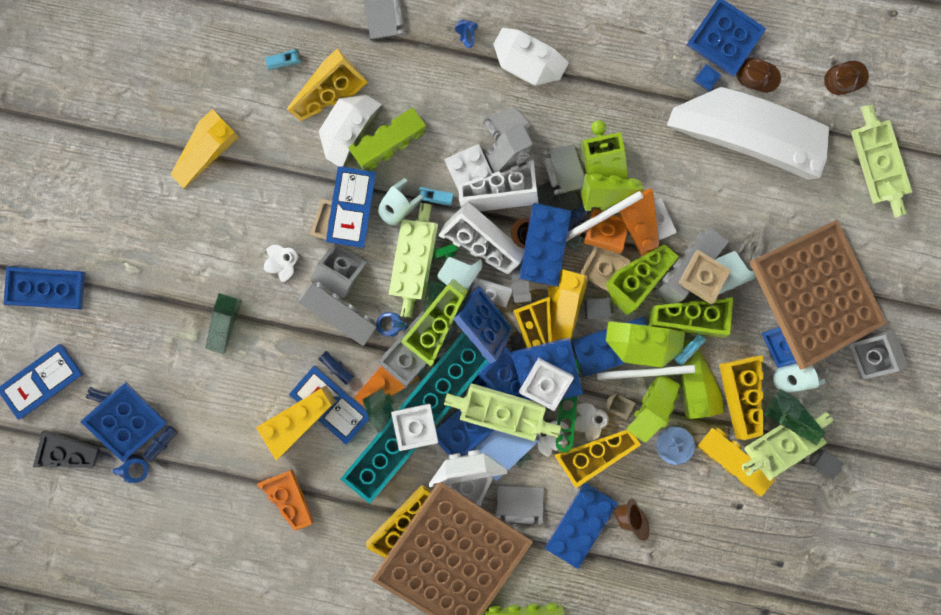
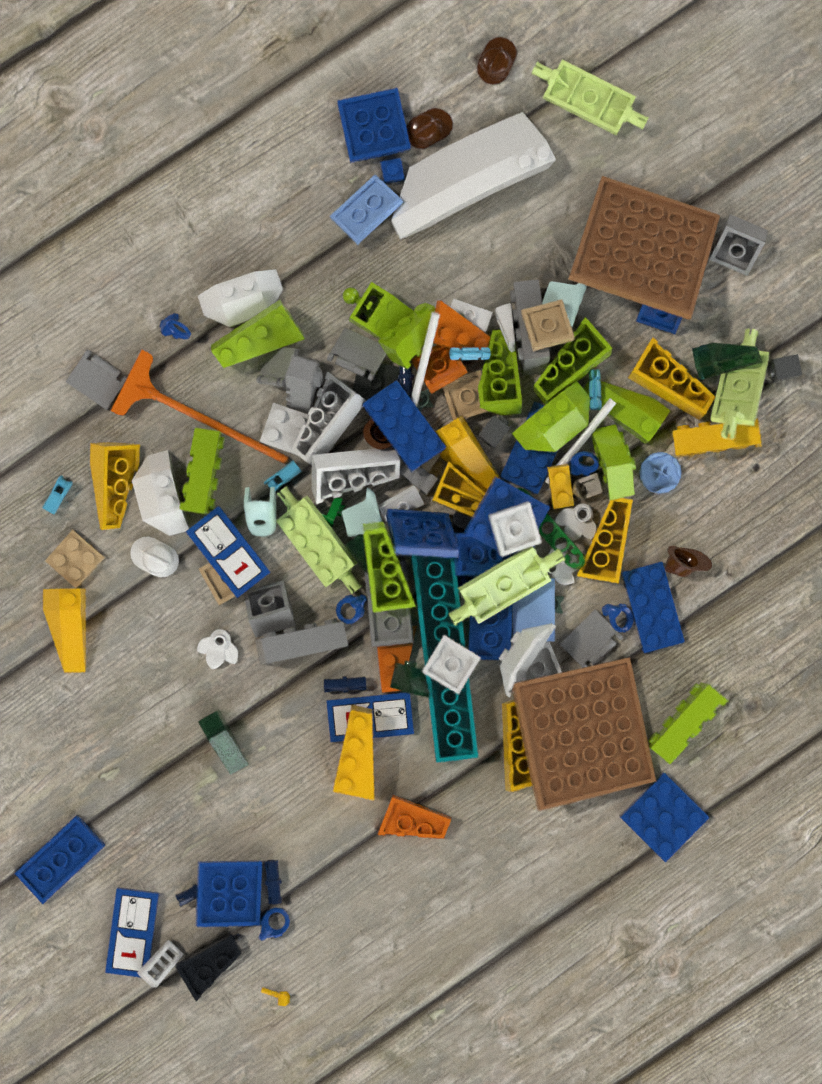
camera: 40 degrees left, 0 degrees up
(19, 427) = (160, 975): none -> white slope
(90, 522) = (283, 996): none -> yellow hand
(252, 111) = (74, 559): none -> tan plate
(302, 162) = (154, 556): none -> white piece
(405, 46) = (140, 387): none -> orange piece
(515, 92) = (259, 335): none -> lime wedge
(553, 502) = (613, 611): none -> blue piece
(603, 387) = (560, 486): none -> yellow plate
(626, 387) = (577, 468): none -> blue piece
(635, 243) = (469, 353): none -> medium azure axle
(665, 84) = (366, 209): none -> light blue tile
(678, 247) = (505, 321): none -> white slope
(806, 378) = (702, 321): light aqua piece -> none

